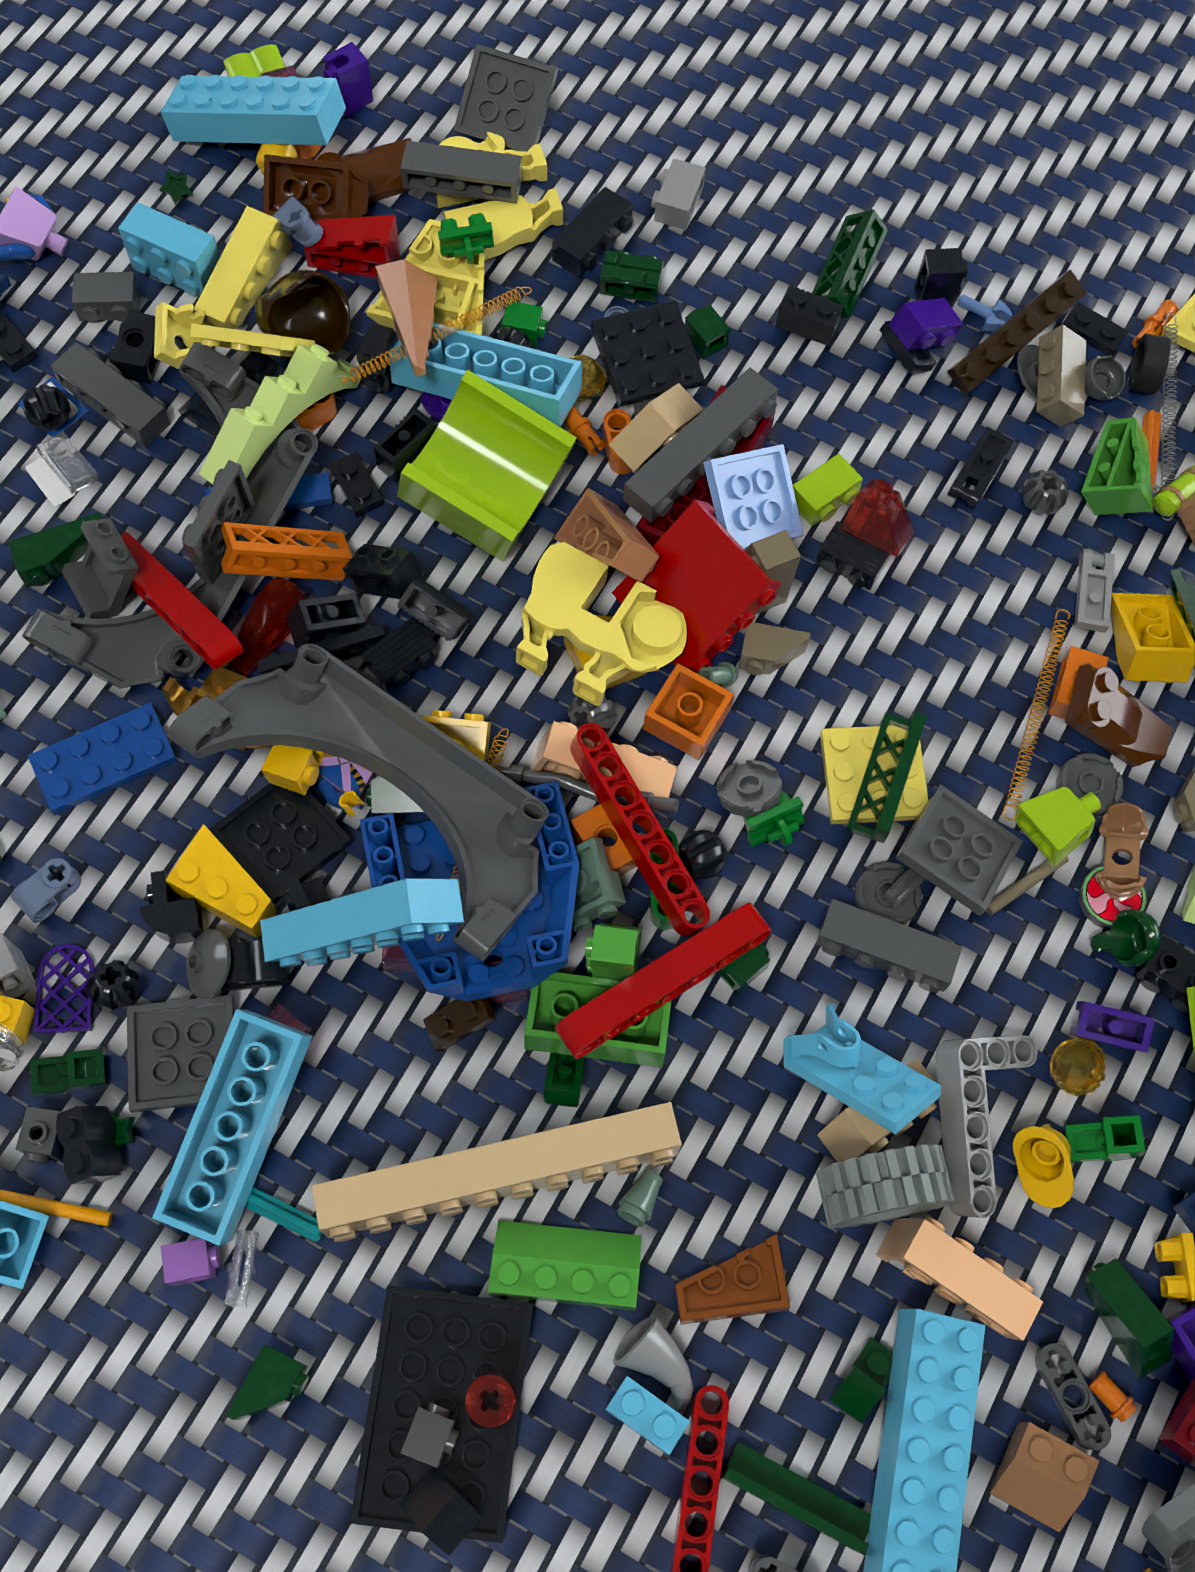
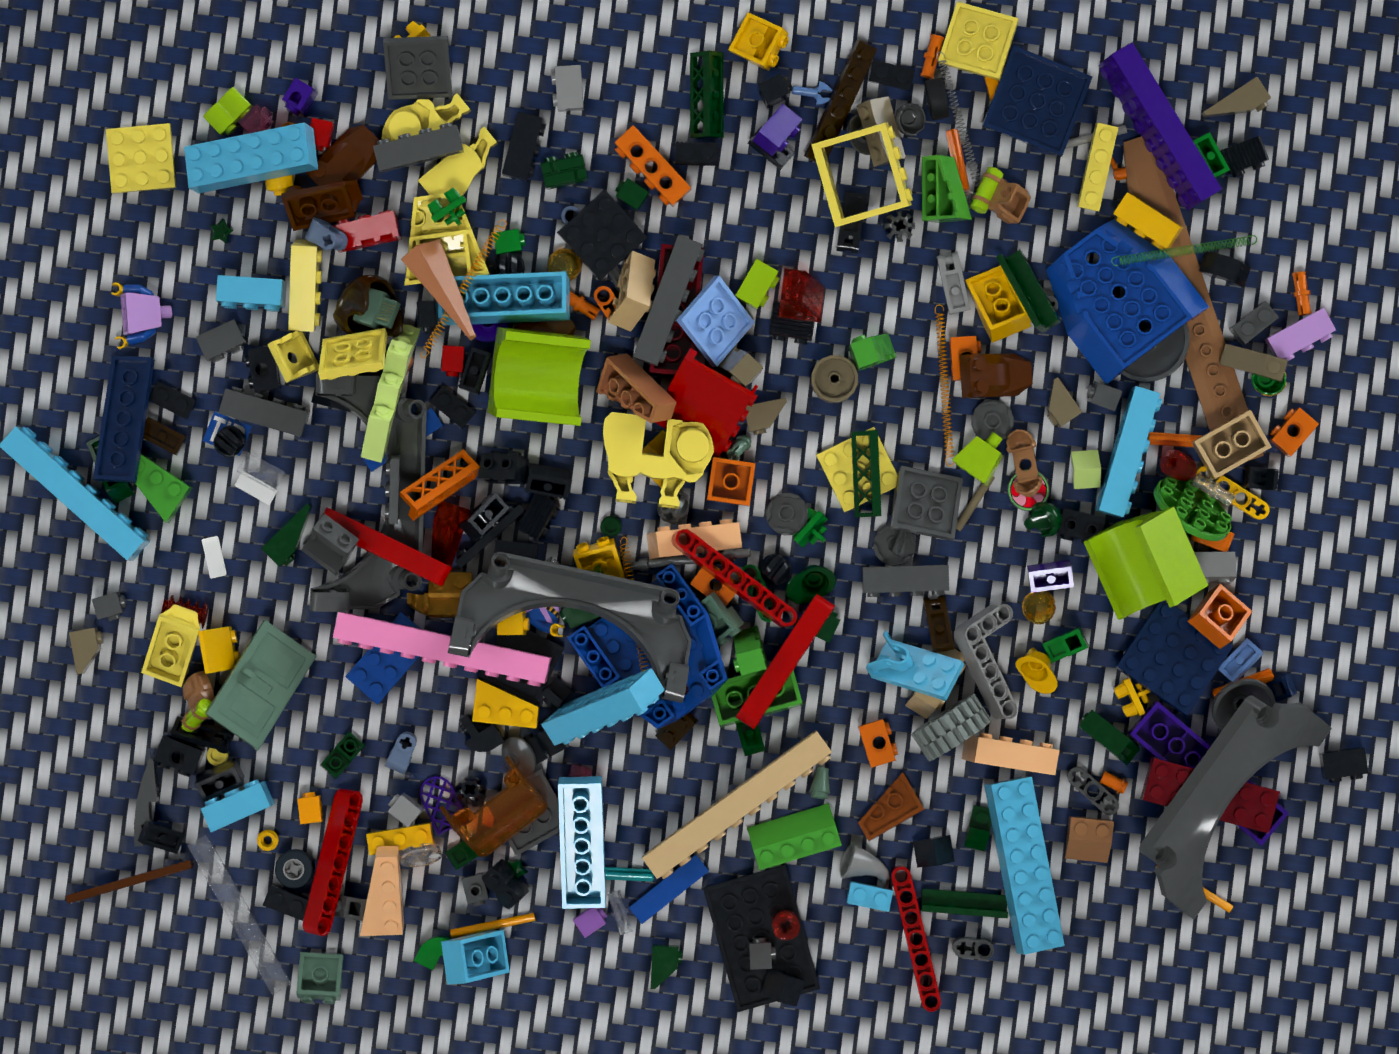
camera: 15 degrees left, 20 degrees up
(128, 85) = (141, 158): none -> light yellow plate
(134, 1040) = (501, 816): none -> clear orange windscreen
(209, 781) = (435, 646): none -> bright pink brick
(316, 321) = (380, 312): none -> sand green piece
(334, 1265) = (668, 889): none -> blue tile
(354, 131) = (323, 133): none -> red brick
(381, 420) = (453, 360): none -> red brick
(495, 709) = (610, 526): none -> dark green plate
(742, 885) = (809, 582): none -> dark green piece
(743, 1189) = (868, 733): none -> orange brick
(746, 311) = (633, 138): none -> orange brick
(779, 1385) = (933, 851): none -> black piece
(887, 638) = (830, 391): none -> dark tan wheel
(916, 1028) = (938, 624): none -> dark brown plate
(940, 226) = (759, 41): none -> yellow plate
(950, 617) = (871, 351): none -> bright green wedge
(1024, 450) = (828, 182): none -> light yellow window

